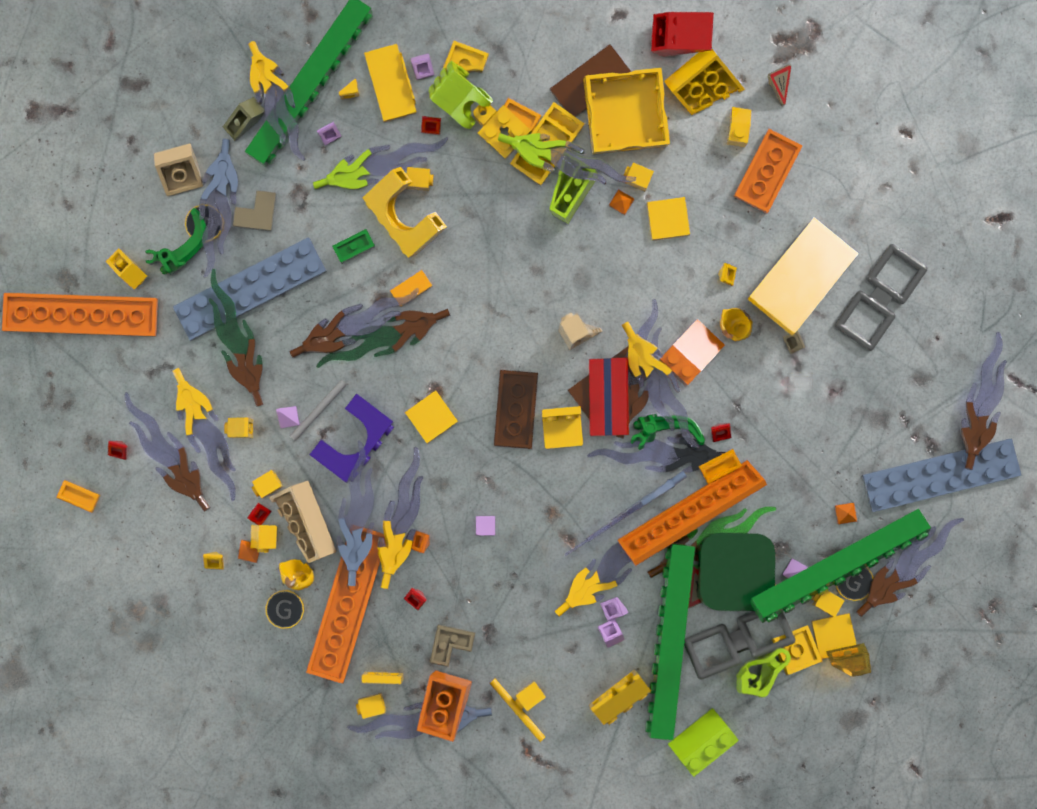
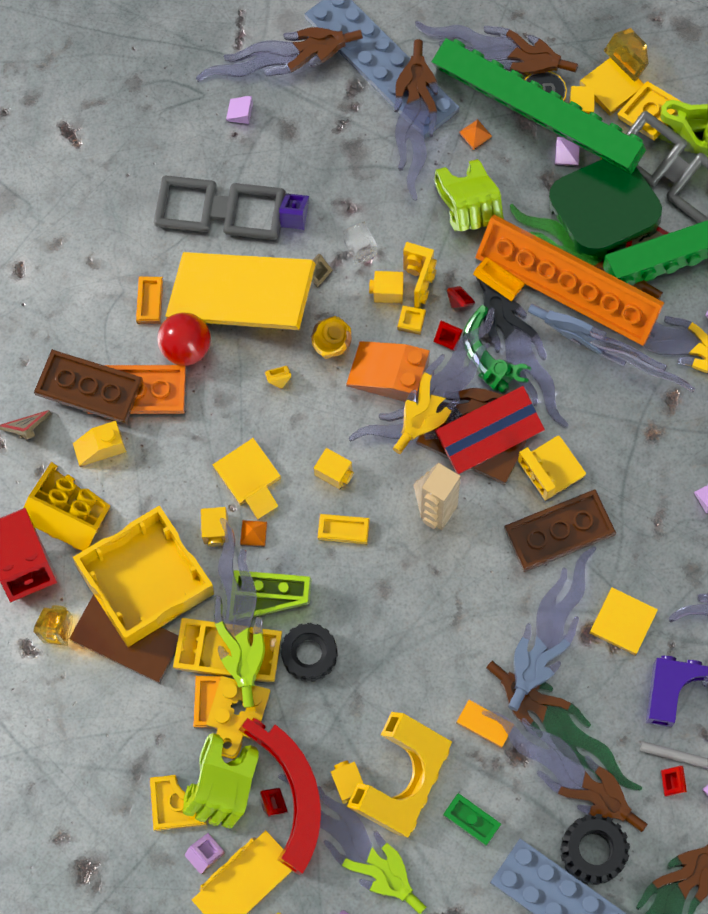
camera: 110 degrees left, 15 degrees down
(279, 303) = (611, 833): none -> black tyre
(309, 389) = (674, 781): none -> red slope
(402, 135) = (303, 788): none -> red arch
(446, 361) = (549, 641): none -> piece
(518, 182) = (322, 666): none -> black tyre
(593, 264) = (343, 529): none -> yellow tile
(623, 36) = (54, 625): none -> clear yellow slope
(637, 277) = (333, 469): none -> yellow brick
(640, 216) = (261, 501): none -> yellow tile
(696, 408) = (447, 335): none -> red slope
(722, 389) = (411, 320): none -> yellow tile
(751, 418) = (420, 261): none -> yellow bracket
(755, 384) = (387, 287): none -> yellow brick
(785, 137) = (88, 386): none -> reddish brown tile
(786, 219) = (184, 339): none -> red piece
(792, 478) = (470, 198): none -> lime piece
(833, 213) = (149, 300): none -> light orange tile
(851, 349) = (294, 211): none -> dark purple slope
(885, 479) = (413, 117): none -> clear purple piece
(954, 350) = (240, 110): none -> lavender slope

